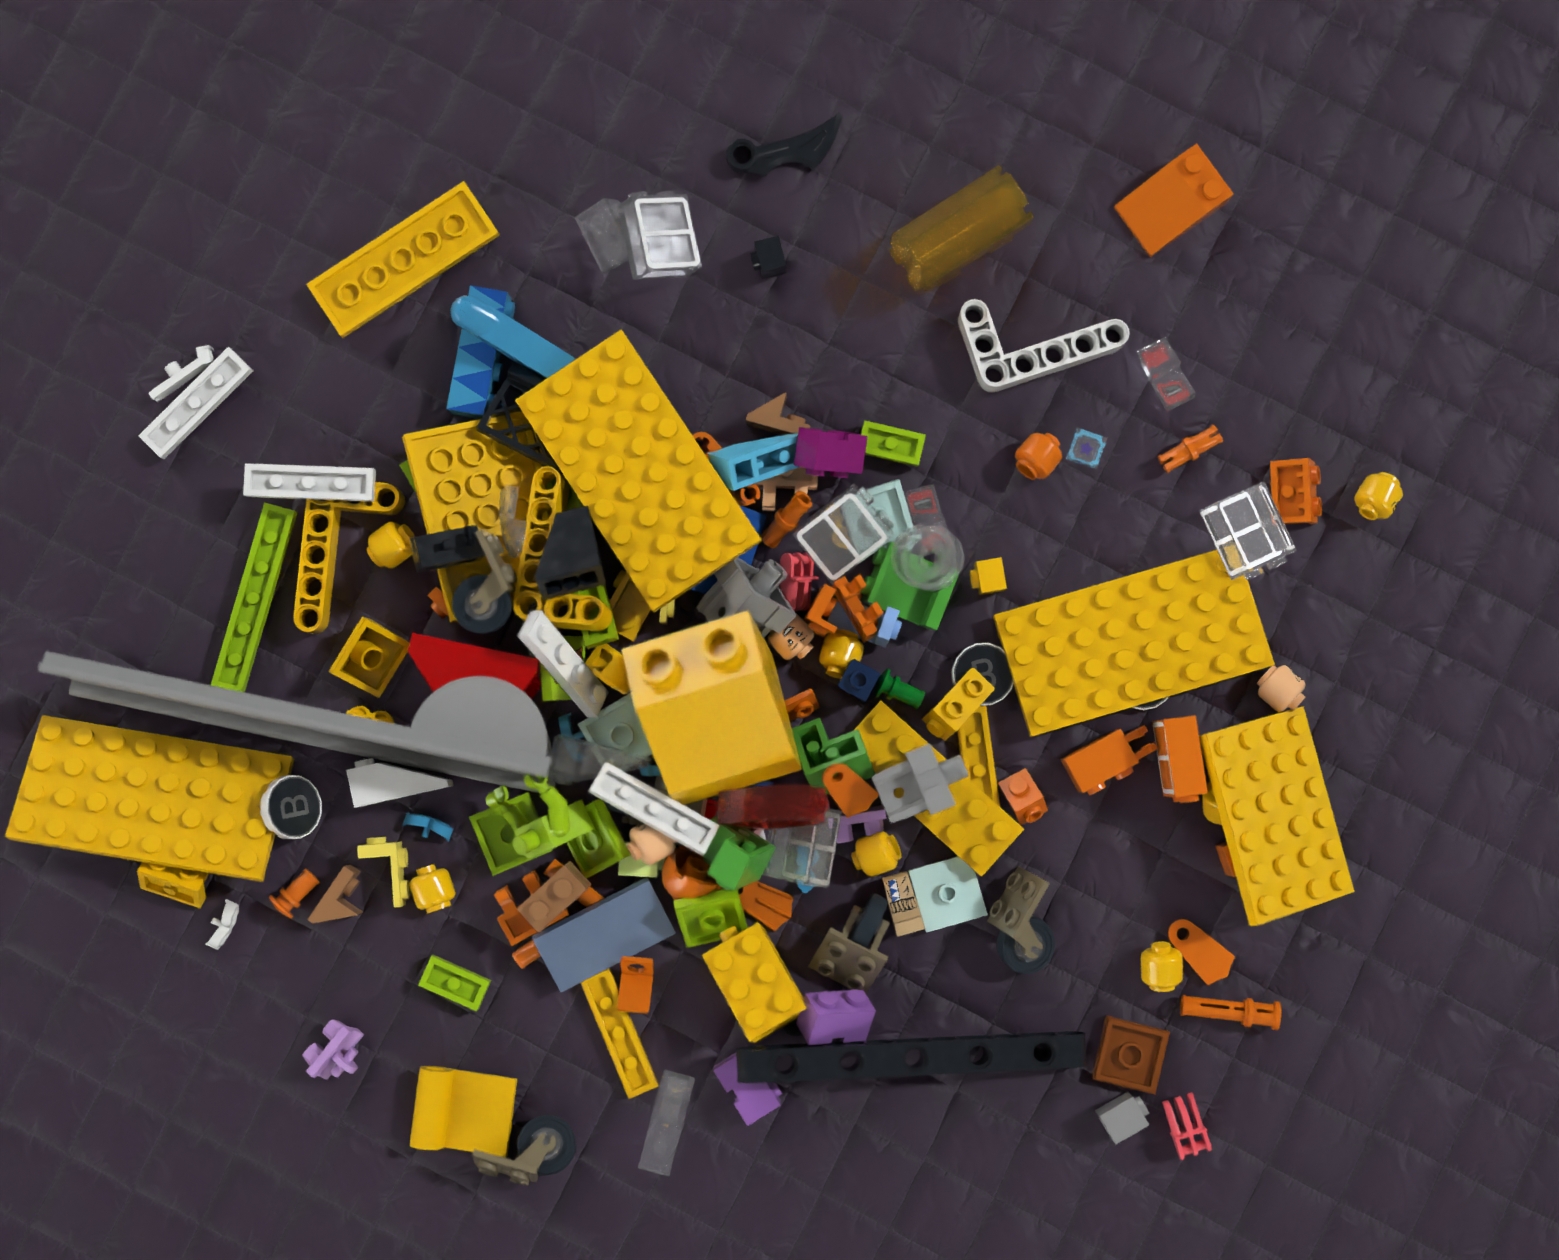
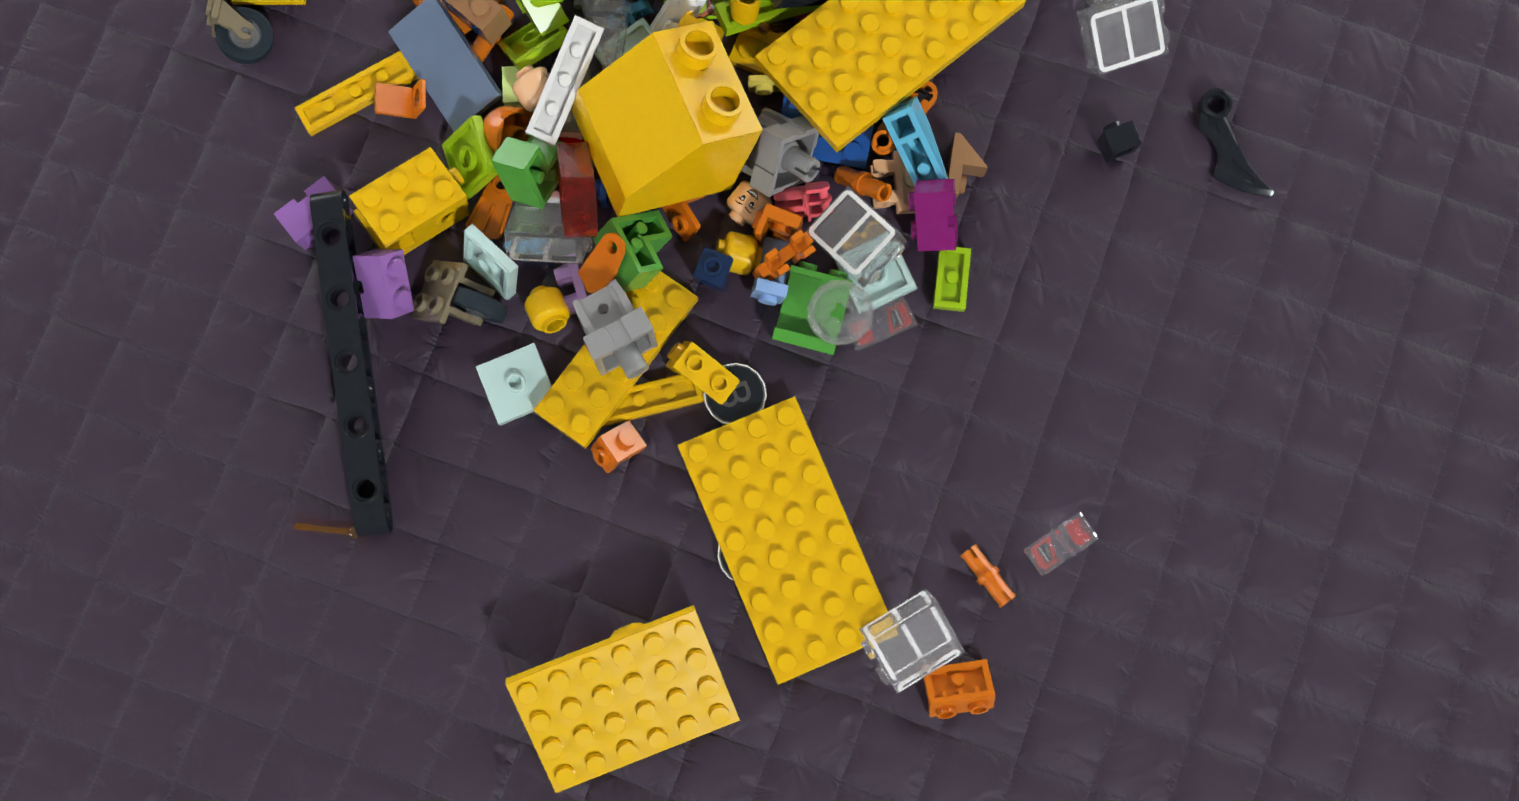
camera: 85 degrees right, 5 degrees down
(613, 598) = (764, 27): none -> clear orange hinge
(666, 1122) = (275, 142): clear slope -> none
(825, 906) = (490, 262): none -> light aqua plate
(899, 690) = (709, 312): green pin -> none
(902, 904) = (500, 339): tan leg -> none
(960, 230) = (1175, 315): clear yellow brick -> none
(988, 576) = (832, 387): yellow plate -> none
(1023, 939) = (475, 460): dark tan plate -> none
(1034, 354) = (1063, 409): white beam -> none
(1038, 456) = (959, 422): orange head -> none
(1078, 1072) = (307, 527): none -> clear orange hinge
(1086, 448) = (974, 472): clear tile -> none
(1105, 759) = (663, 522): orange hinge -> none
(1123, 1117) = (310, 578): light grey brick -> none
(1130, 1054) = (373, 582): dark orange tile -> none
(1161, 967) = (461, 601): yellow head -> none
(1174, 200) = (1241, 532): orange slope -> none
(1180, 758) = (670, 593): orange brick -> none
(1187, 1128) = (303, 644): coral arm -> none
(1201, 951) = (481, 642): orange piece -> none
(1246, 1012) = (424, 696): orange pin -> none
(1281, 688) = (754, 694): light nougat head -> none
(1378, 496) = (966, 776): yellow head -> none

